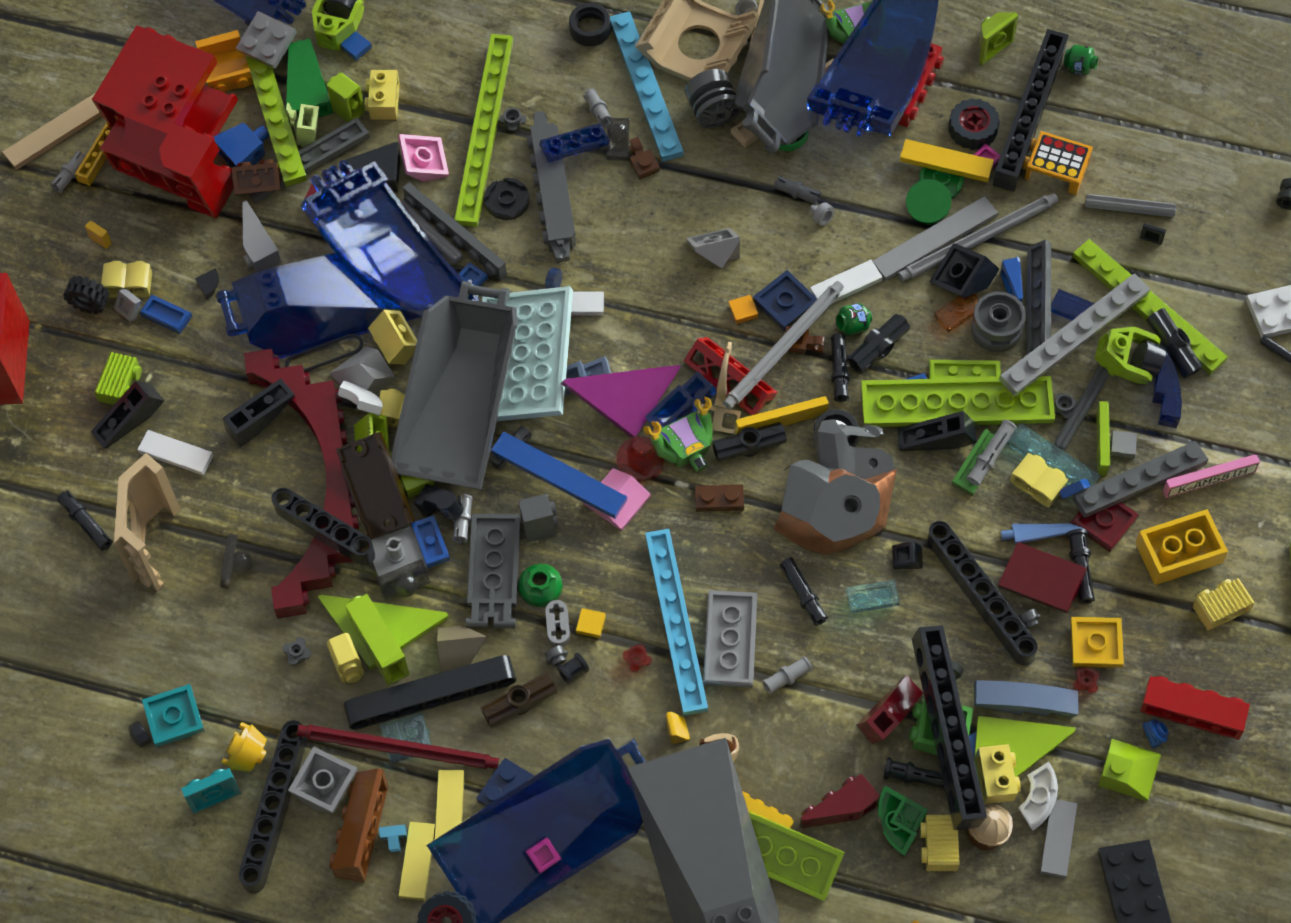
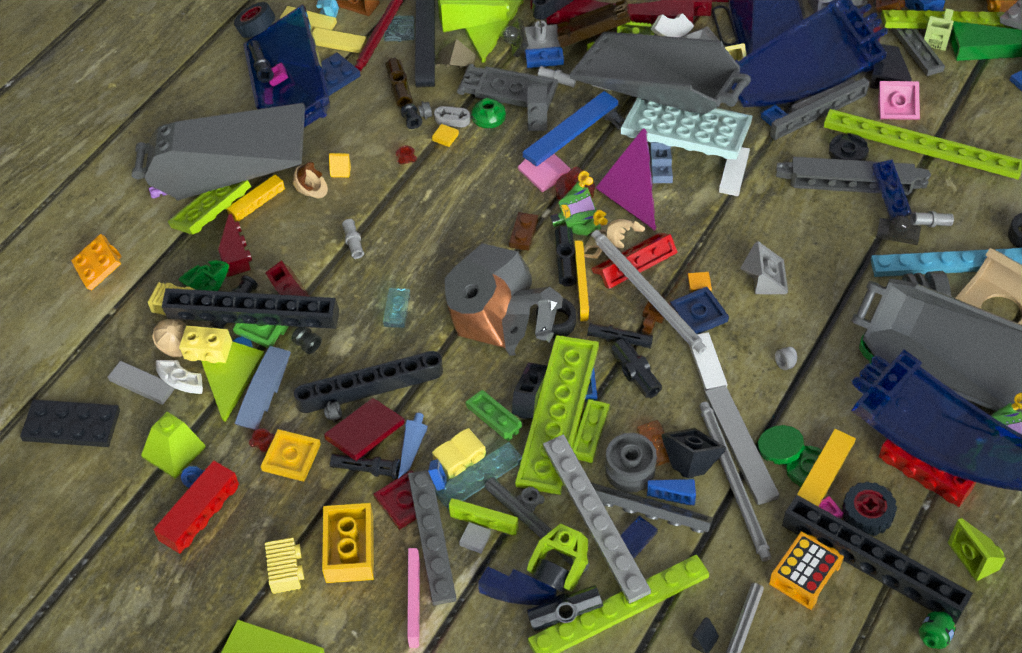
camera: 105 degrees right, 10 degrees down
(345, 97) = (962, 55): lime brick -> none
(383, 94) = (967, 85): light yellow brick -> none
(438, 501) = (568, 61): black leg -> none
(512, 113) = (931, 163): dark grey plate -> none
(540, 872) = (261, 65): none -> black pin
(553, 278) = (758, 161): dark blue tile -> none
(642, 162) = (871, 244): reddish brown plate -> none
(676, 622) = (426, 181): medium azure plate -> none
(681, 400) = (615, 211): clear blue slope -> none
(730, 639) = (400, 214): light grey tile -> none
(797, 190) = (817, 347): dark grey pin -> none
(808, 599) = (394, 268): black pin -> none
(853, 319) = (665, 354): green head -> none
(907, 556) = (424, 342): black slope -> none
(986, 461) = (477, 401): light grey pin -> none

